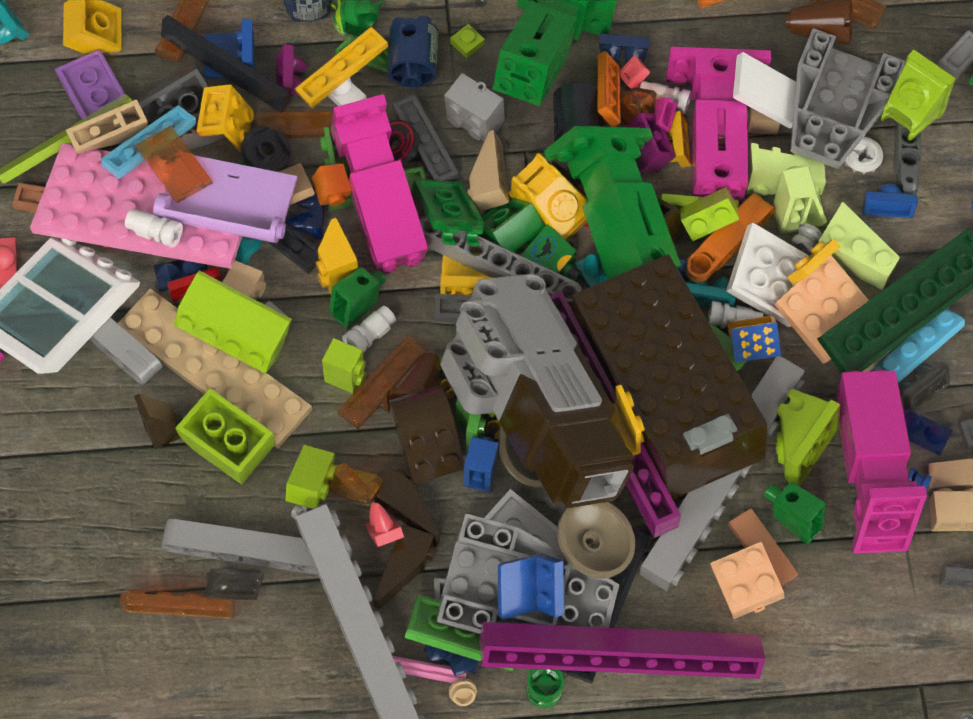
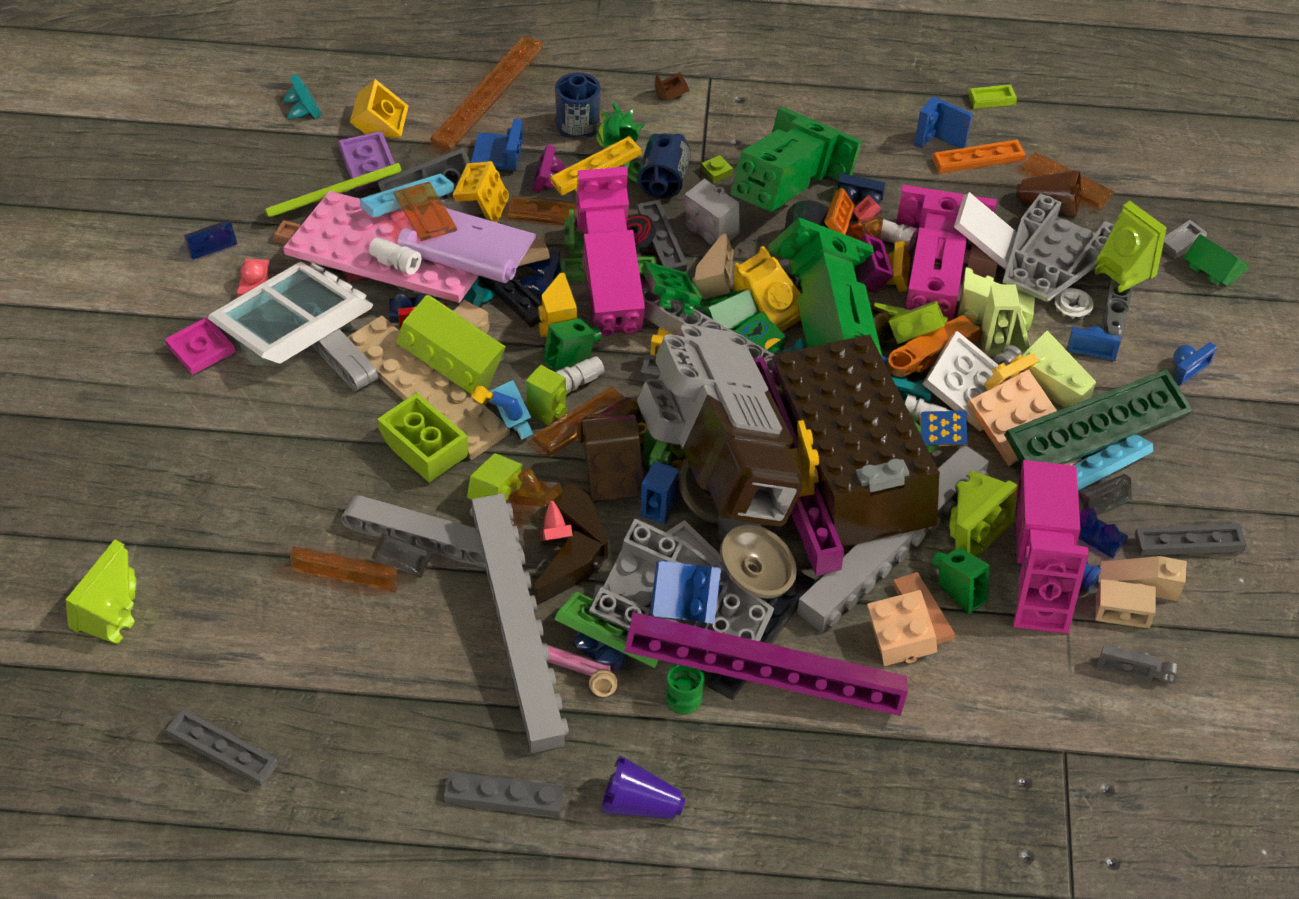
camera: 10 degrees right, 15 degrees down
(108, 128) = (372, 179): tan slope -> none
(158, 420) = (362, 412): dark brown slope -> none
(224, 63) = (489, 150): black tile -> none
(274, 141) = (512, 212): black tile -> none
(304, 382) = (510, 406): none -> torso
(331, 184) = (566, 251): orange brick -> none
(665, 112) = (889, 239): dark pink piece -> none

